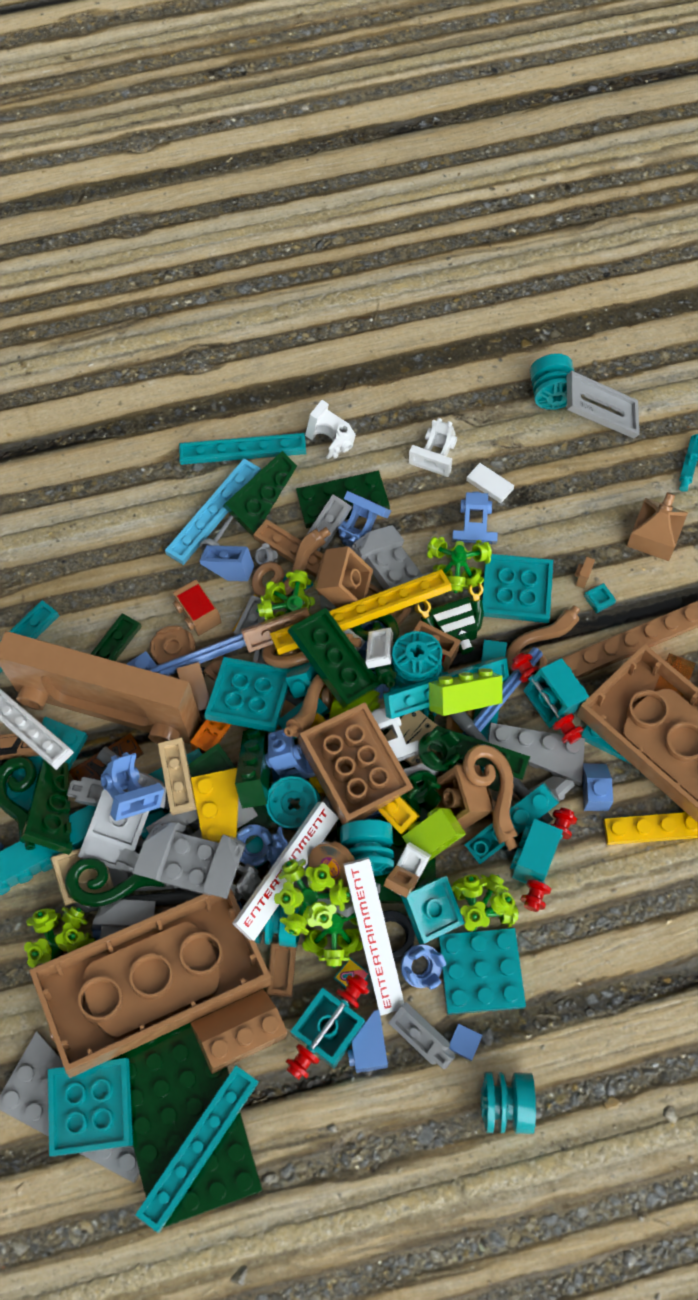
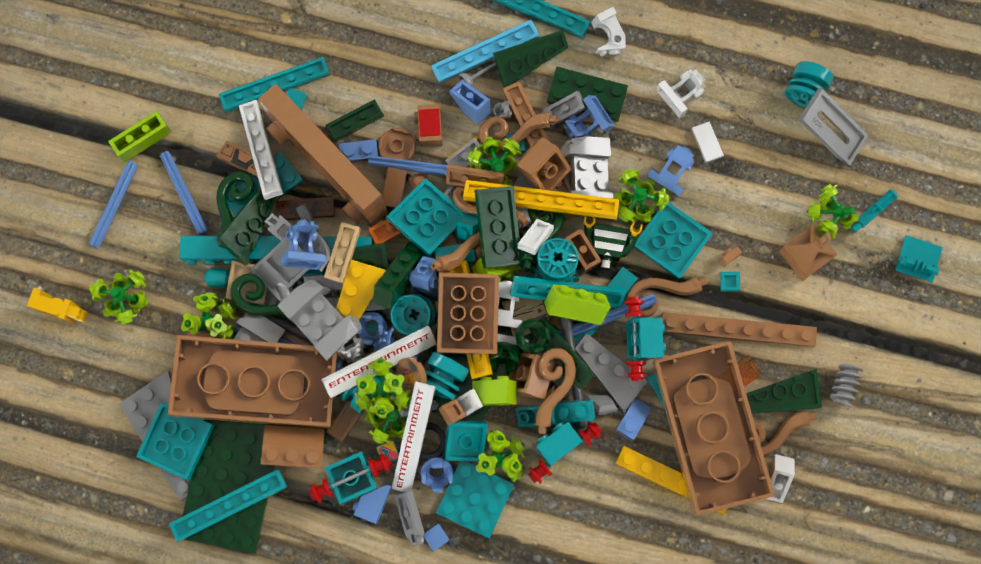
camera: 30 degrees right, 15 degrees up
(43, 890) = (217, 278): none -> teal brick
(645, 477) = (829, 205): none -> lime plant

